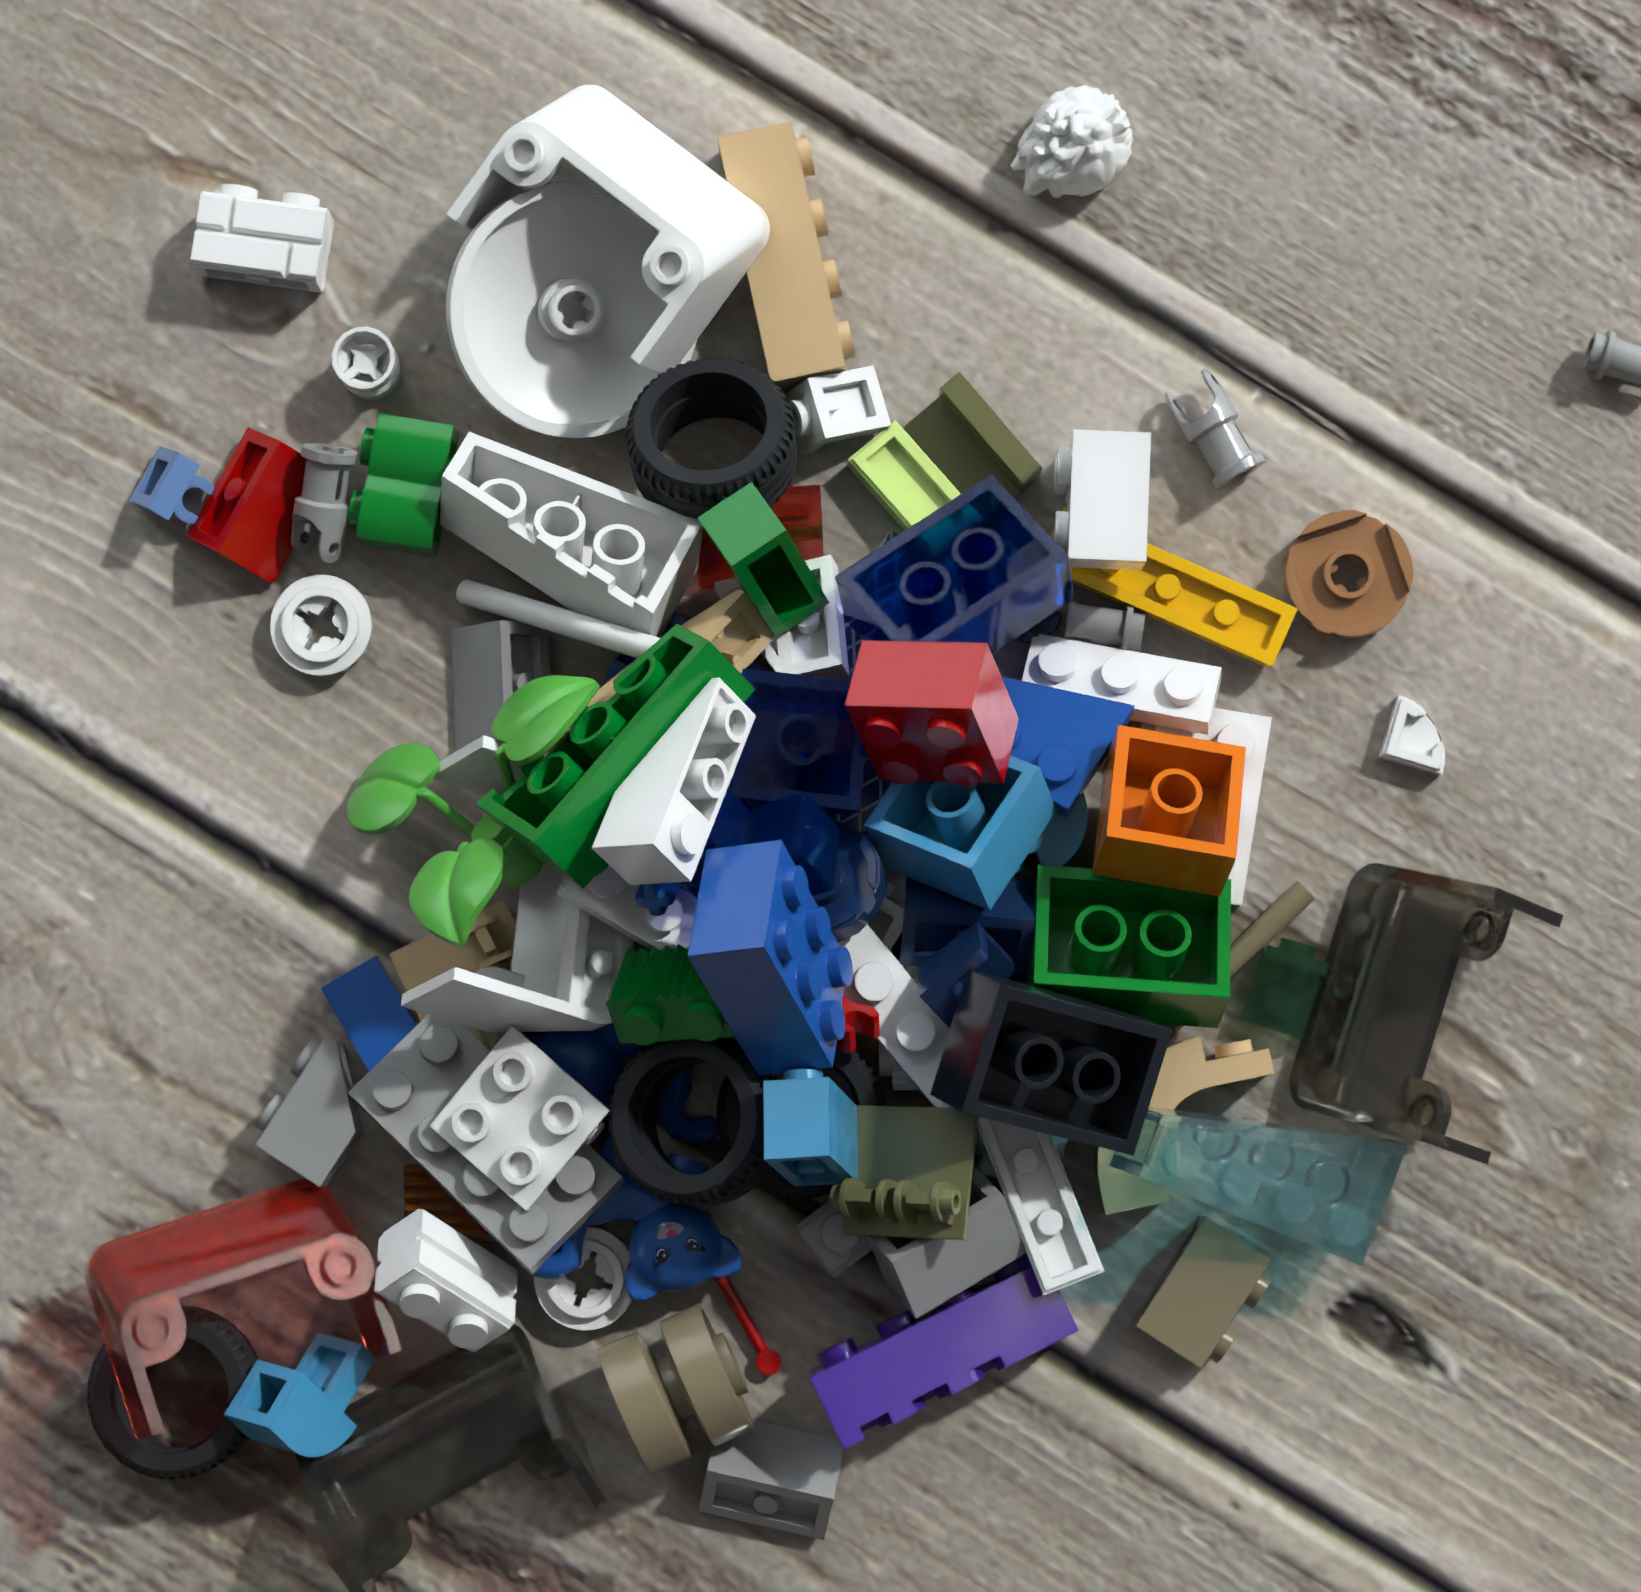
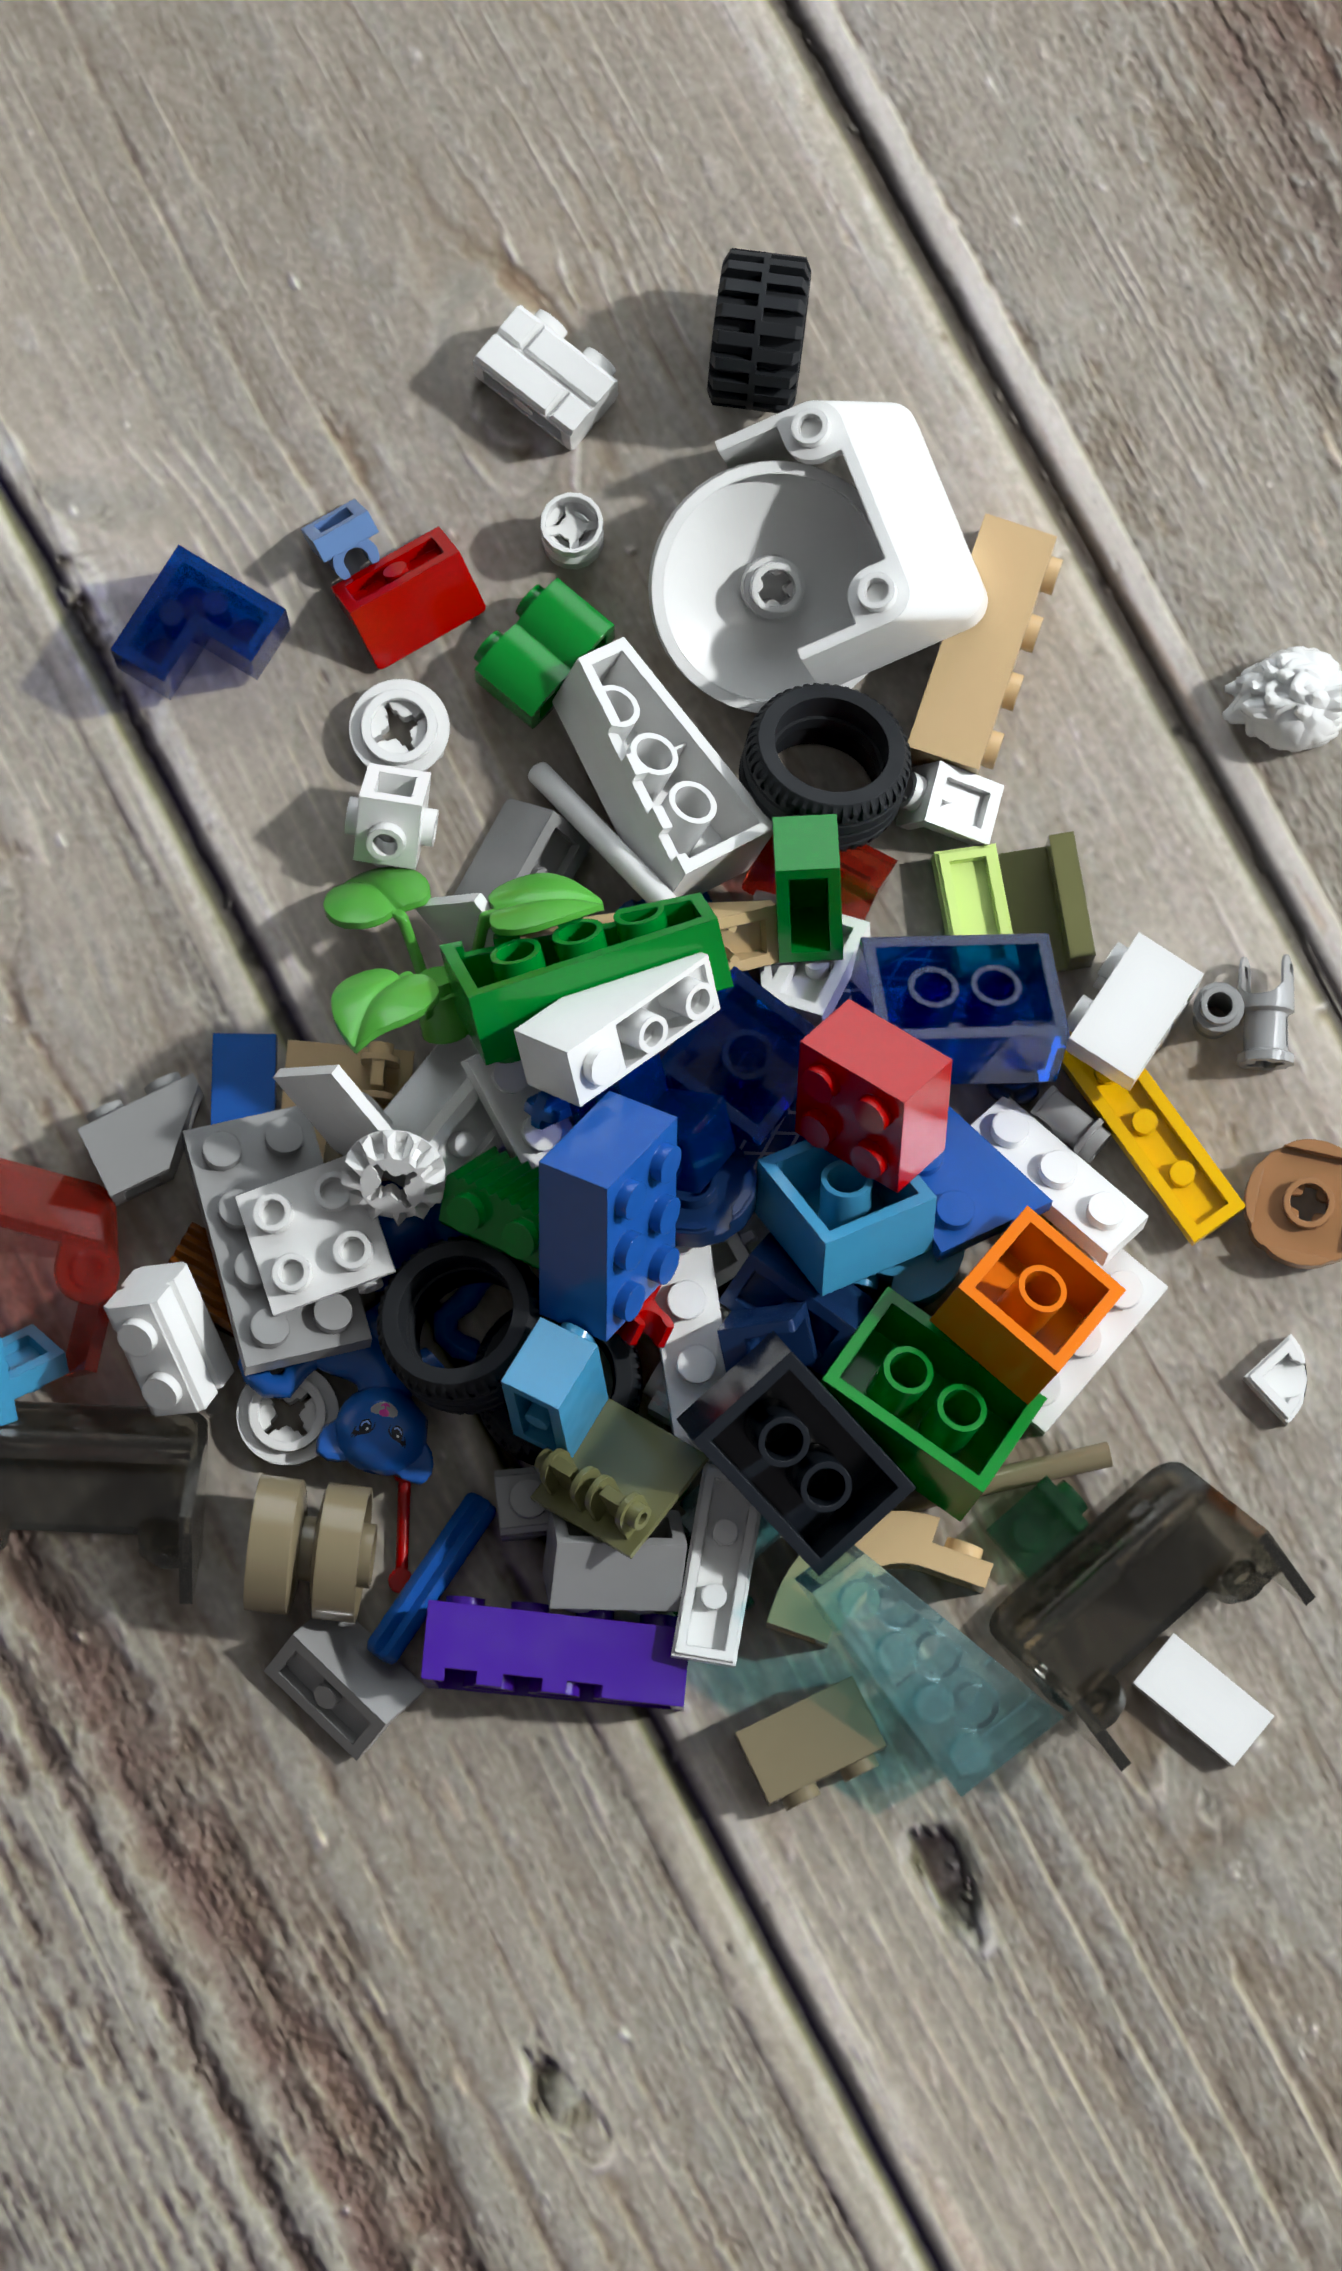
camera: 25 degrees right, 5 degrees down
(76, 632) = (196, 609): none -> clear blue brick
(323, 500) = (462, 627): light grey piece -> none
(362, 708) = (392, 817): none -> white brick
(425, 92) = (758, 330): none -> black tyre
(552, 1013) = (398, 1154): none -> white gear
(794, 1346) = (431, 1578): none -> blue axle
(1177, 439) = (1220, 996): none -> light grey pin
(1510, 1053) = (1202, 1700): none -> white tile

